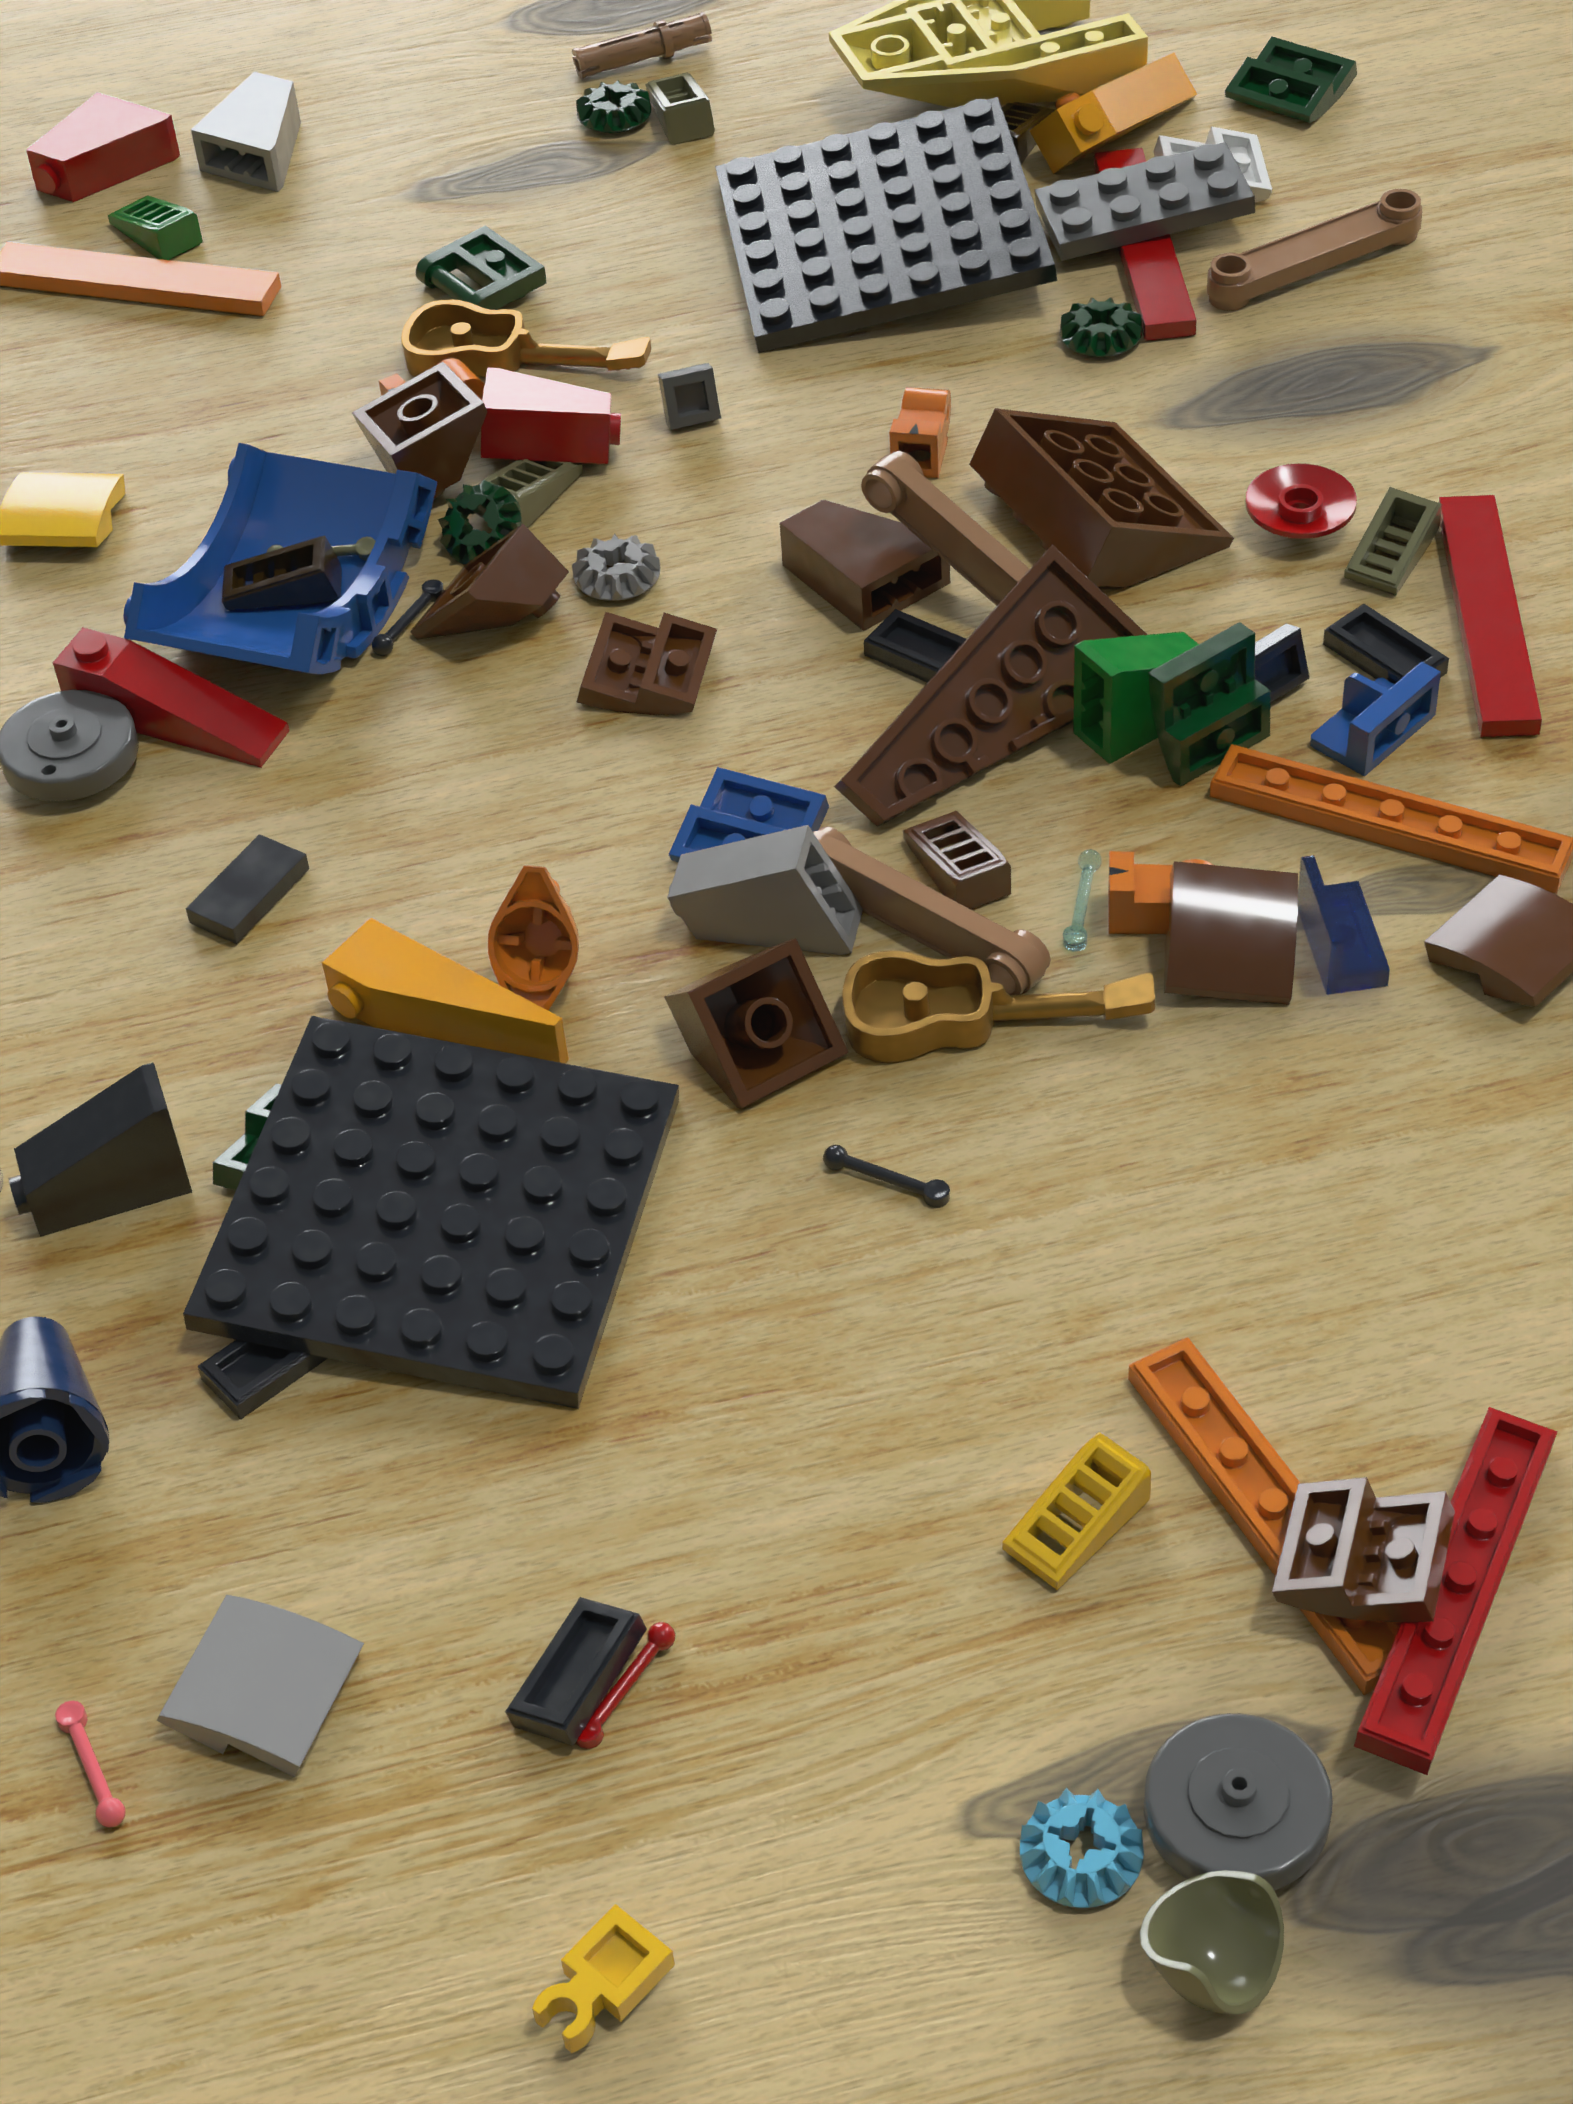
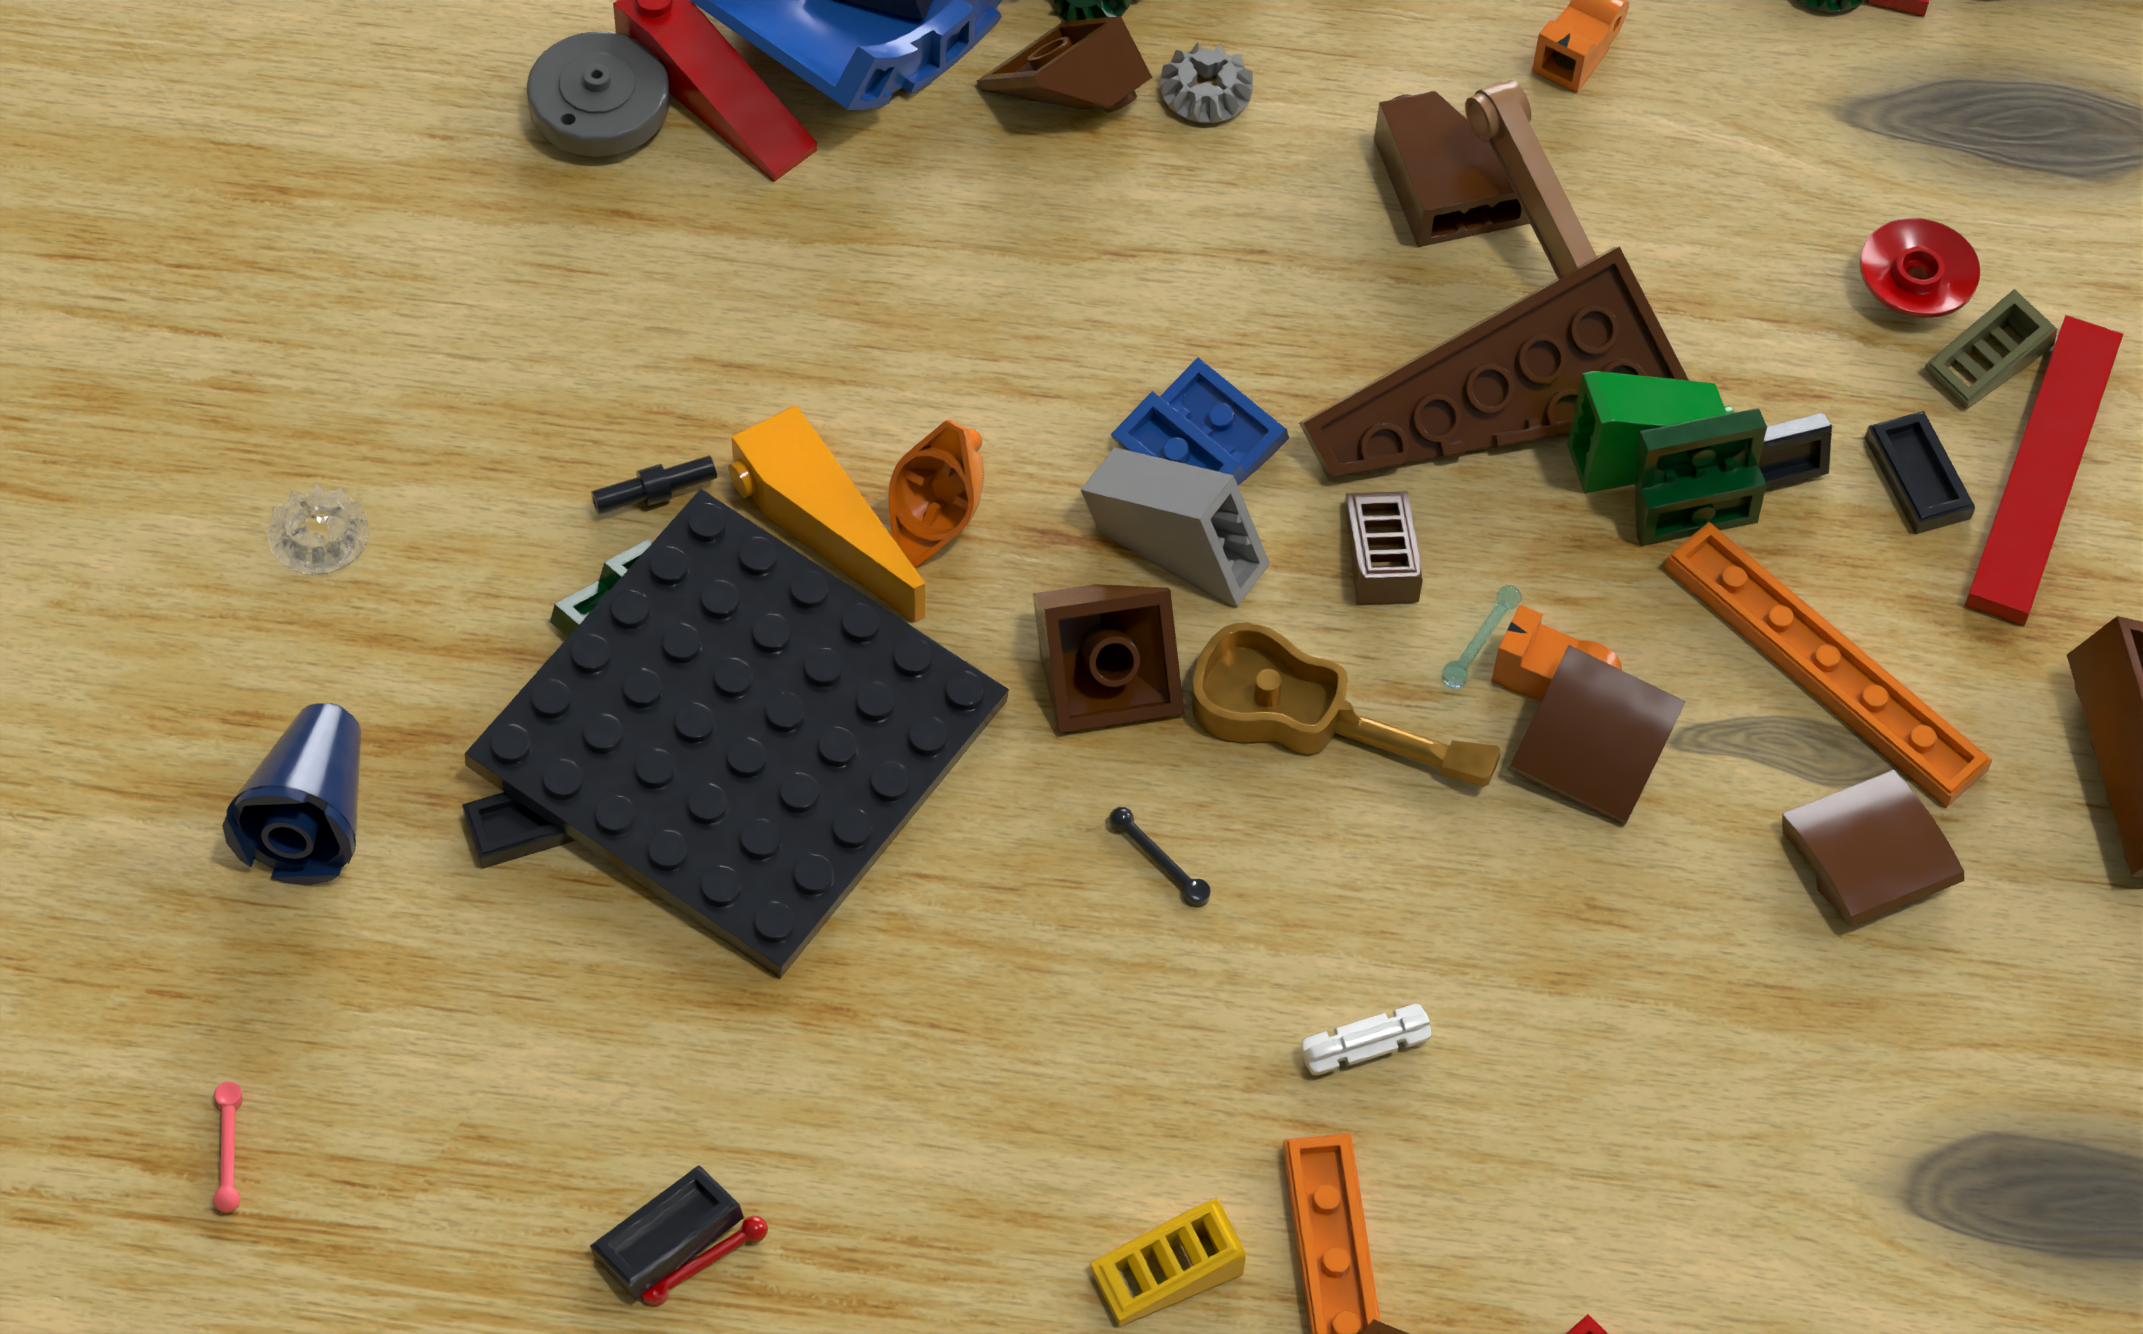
camera: 15 degrees right, 10 degrees up
(102, 1158) = (457, 563): black slope -> none
(247, 888) = (705, 317): black tile -> none
(261, 1682) = (396, 1132): light grey slope -> none
(262, 1036) = (654, 484): none -> black bar
(383, 643) = (1017, 40): black hinge -> none
(647, 666) = (1186, 209): reddish brown slope -> none
(911, 645) = (1455, 286): black tile -> none
(935, 920) = (1375, 679): medium nougat piece -> none
(1094, 496) = (1717, 183): reddish brown slope -> none
(1157, 1255) = (1366, 1039): none -> white axle
(1340, 932) = (1709, 773): clear blue panel -> none
(1377, 717) = (1868, 548): blue panel -> none

